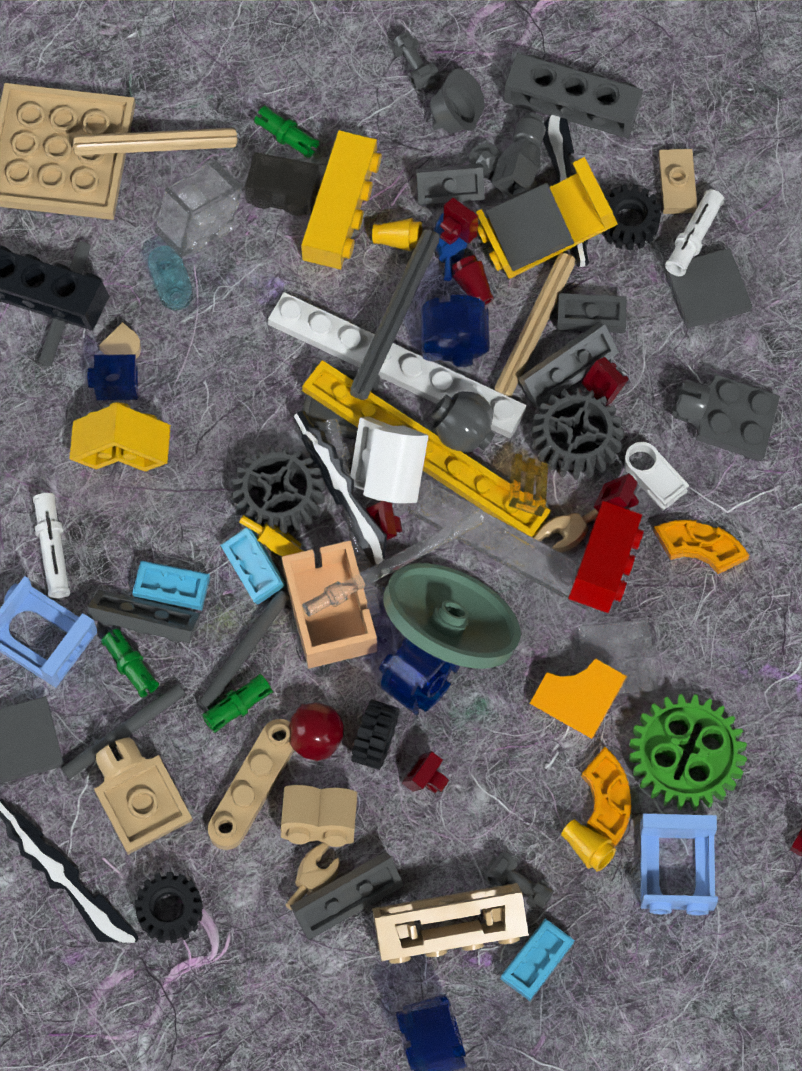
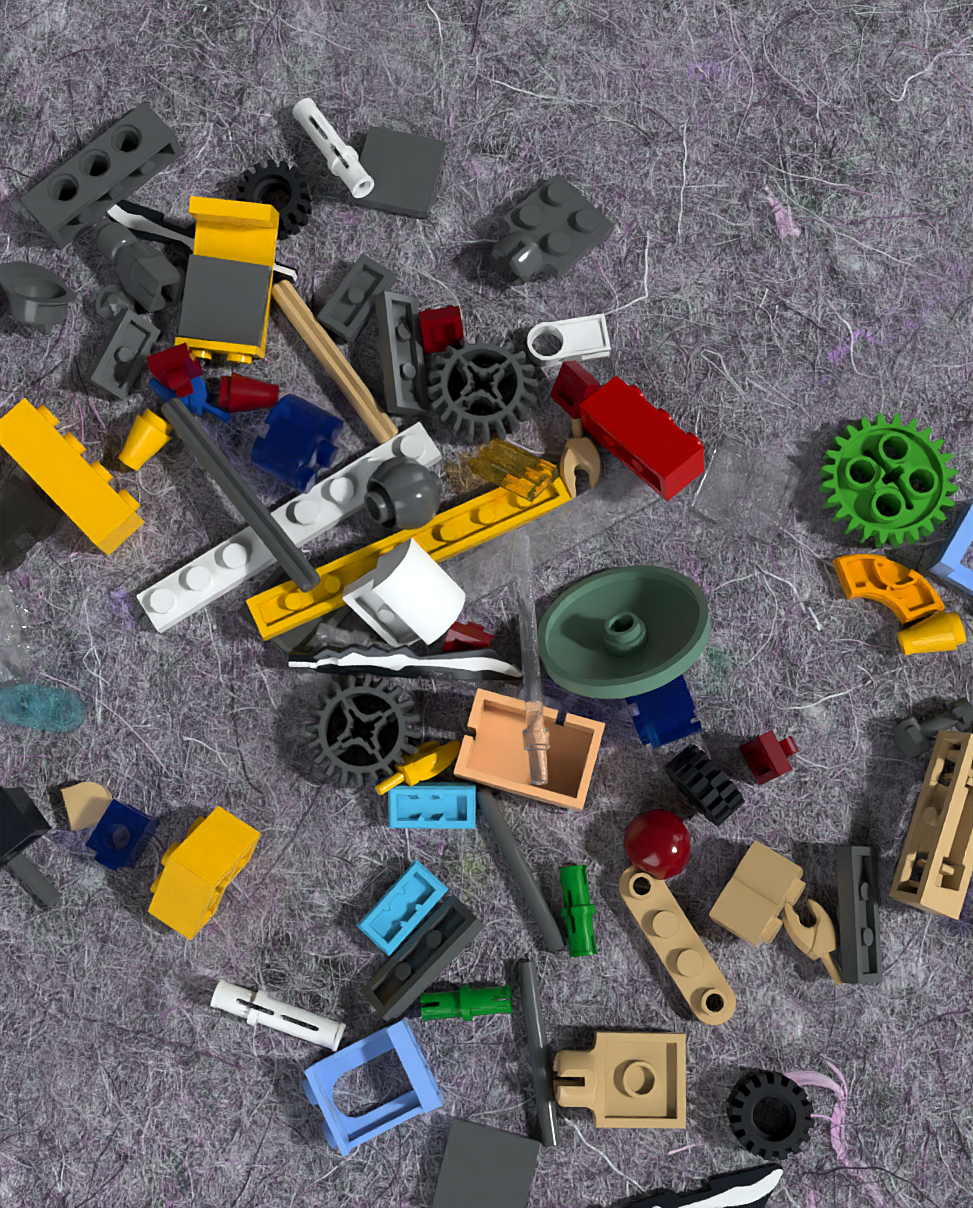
camera: 55 degrees left, 10 degrees up
(581, 698) = (773, 550): light orange tile -> none
(677, 181) = (262, 132): tan plate -> none
(702, 542) = (666, 338): light orange tile -> none

